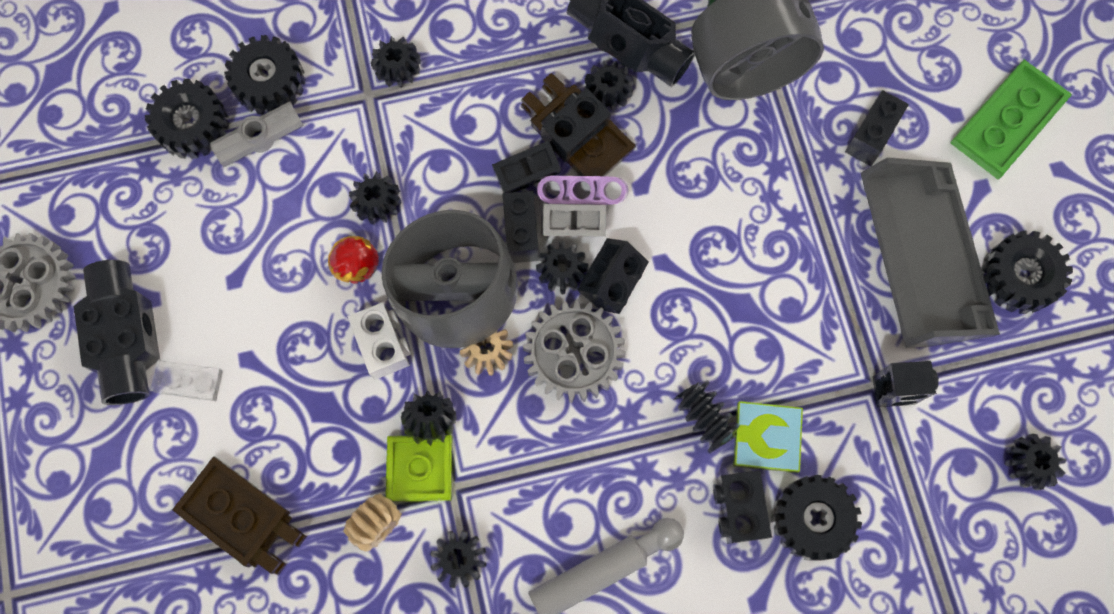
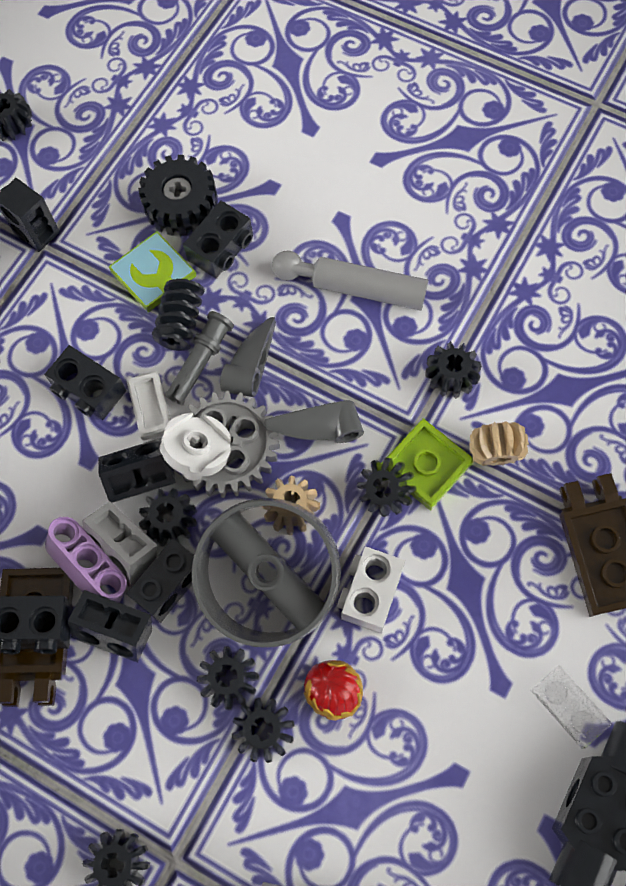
camera: 135 degrees left, 5 degrees down
(420, 197) = (218, 670): none -> black gear
(518, 422) = (323, 422): none -> dark grey piece
(566, 329) = (191, 461): none -> white plate
(617, 423) = (249, 361): none -> dark grey piece
(658, 334) = (149, 404): none -> white tile
(662, 411) = (205, 344): none -> dark grey pin
(719, 312) = (89, 378): none -> black brick

